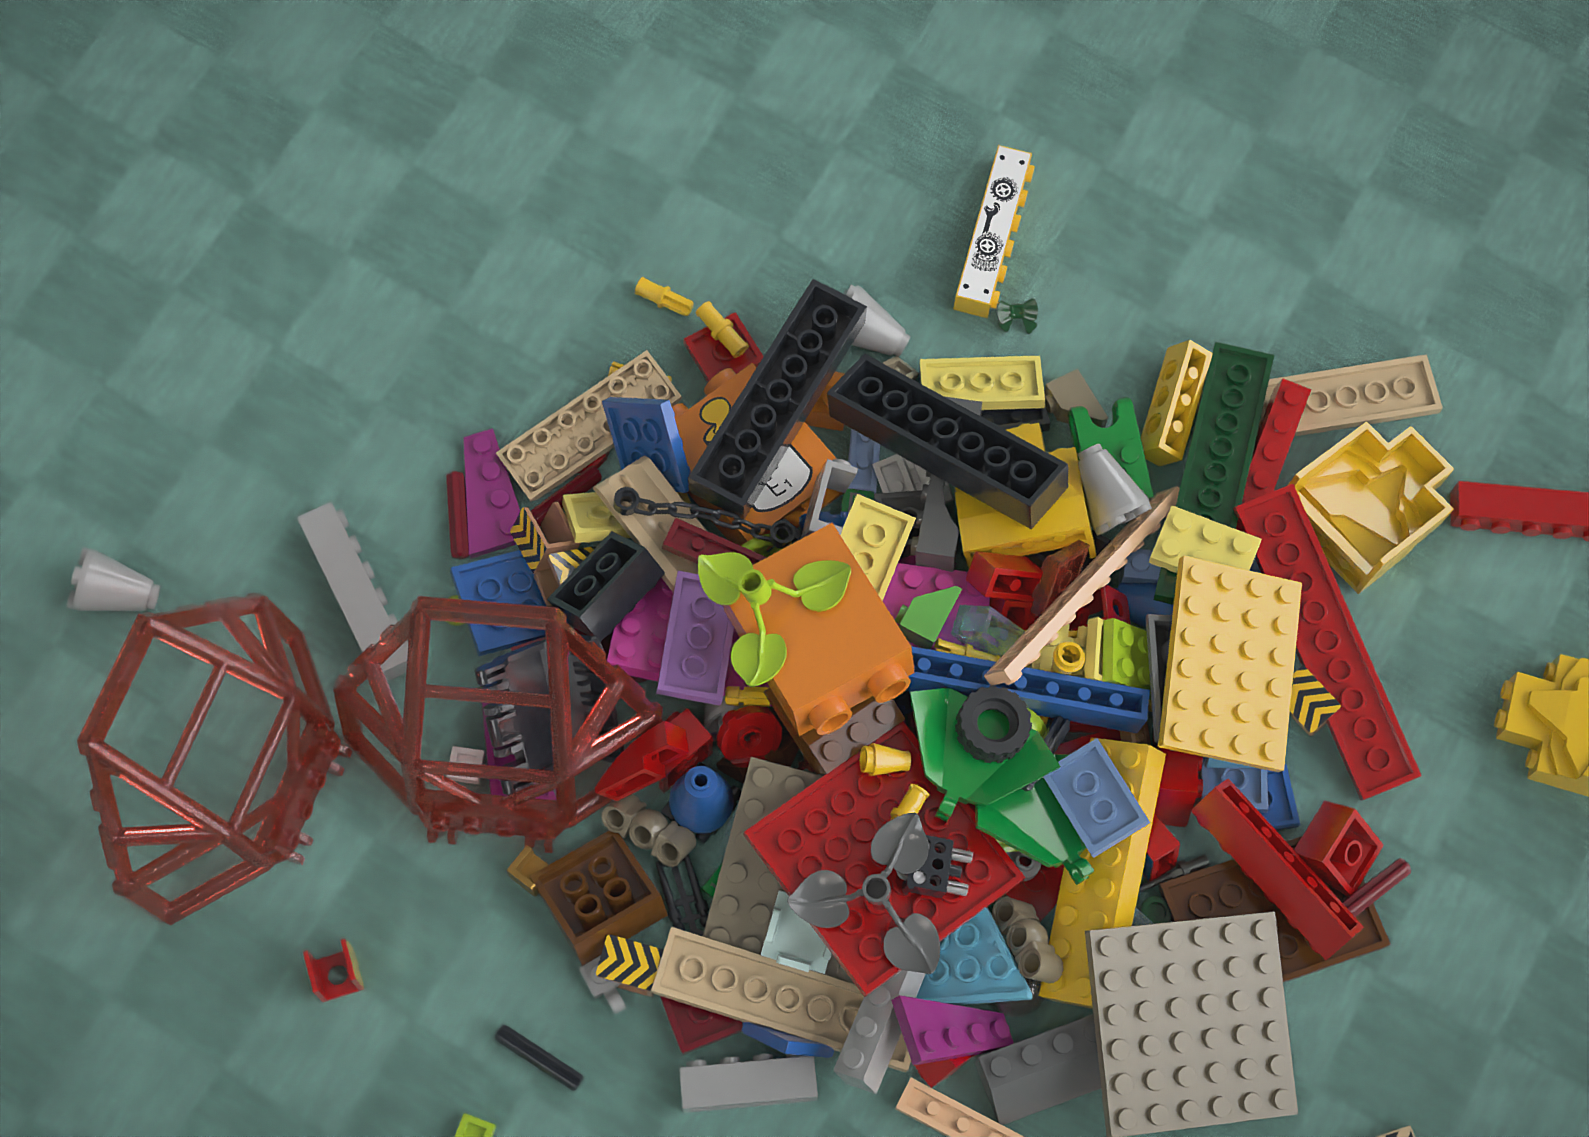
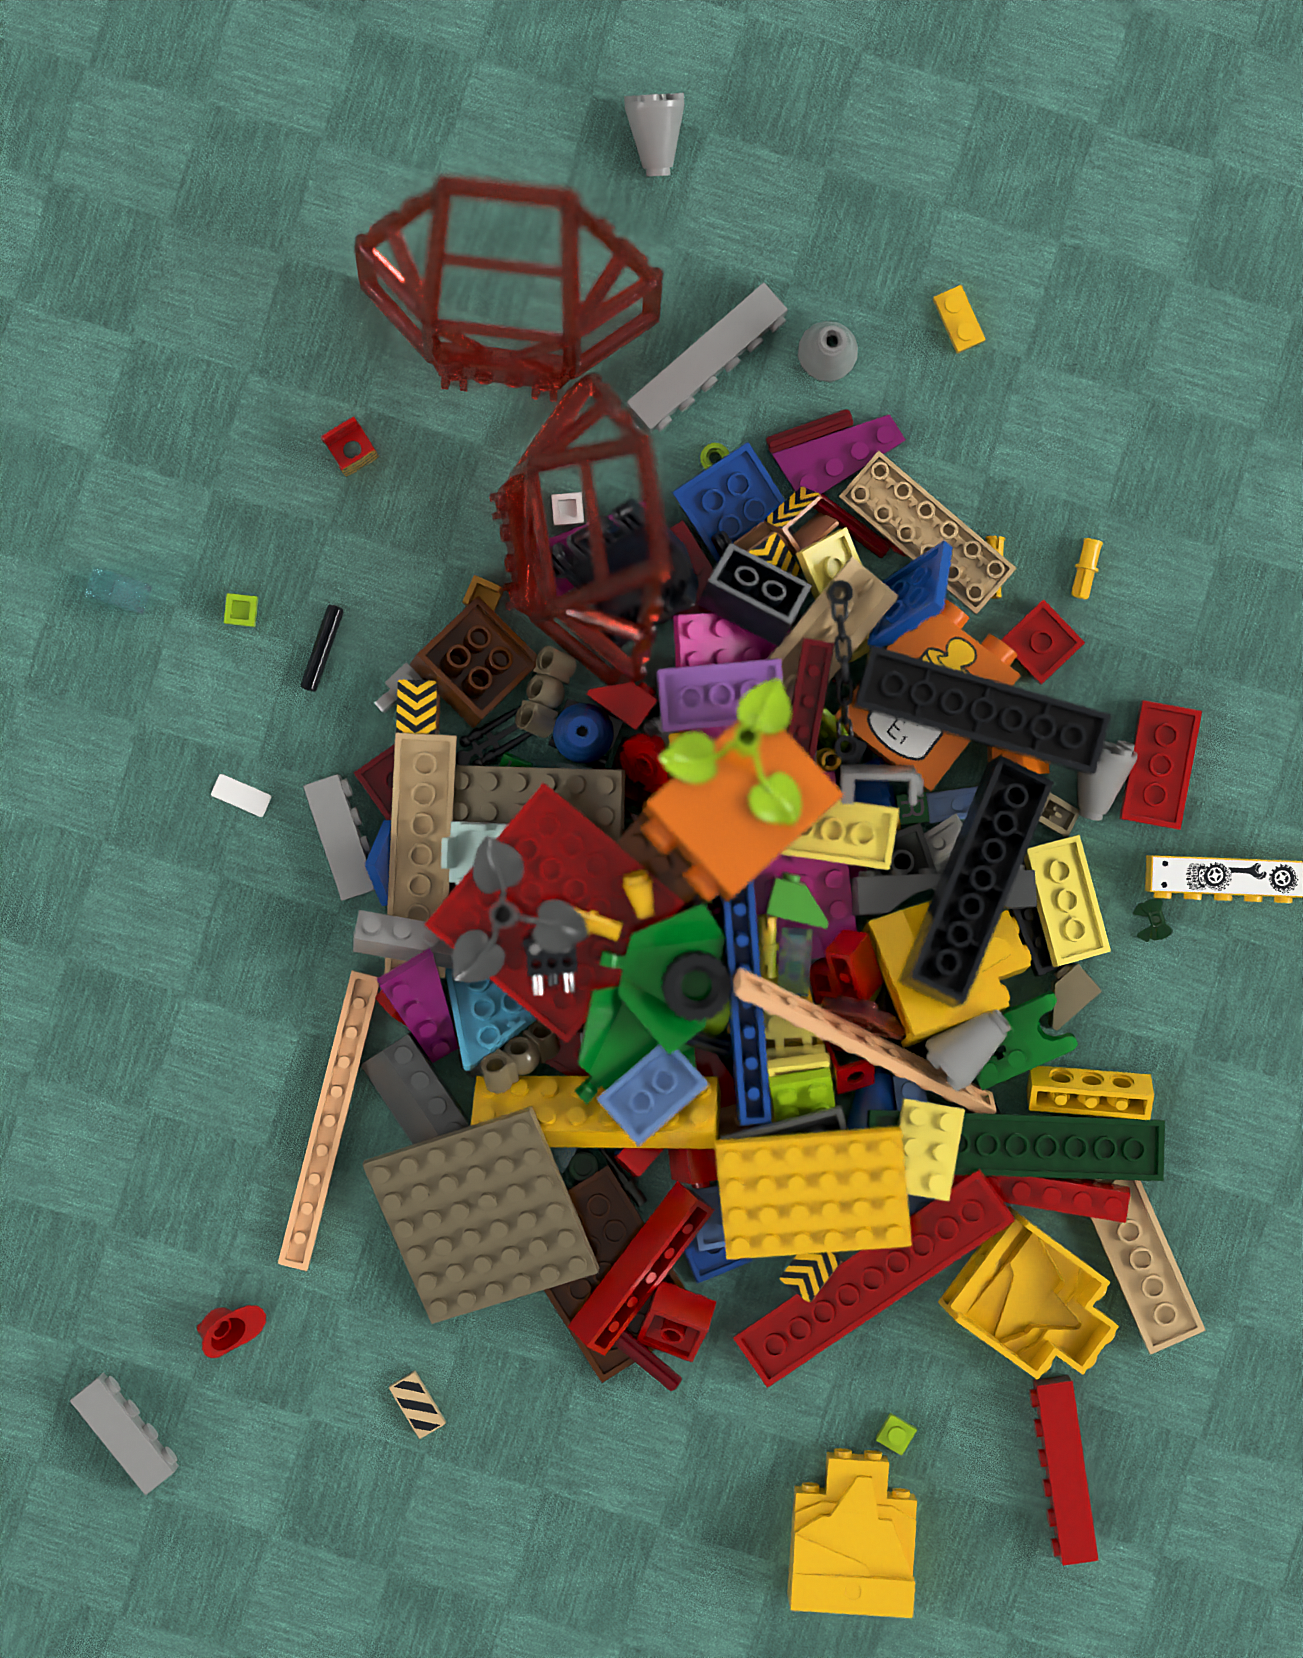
camera: 80 degrees right, 20 degrees up
(382, 477) = (823, 361): none -> light grey cone
(390, 356) = (959, 319): none -> yellow plate
(643, 761) = (595, 674): red slope -> none
(721, 329) = (1059, 634): yellow pin -> none
(887, 277) = (1161, 776): none -> red plate
(1067, 658) = (783, 1046): yellow cone -> none
(1487, 665) = (896, 1434): none -> lime plate

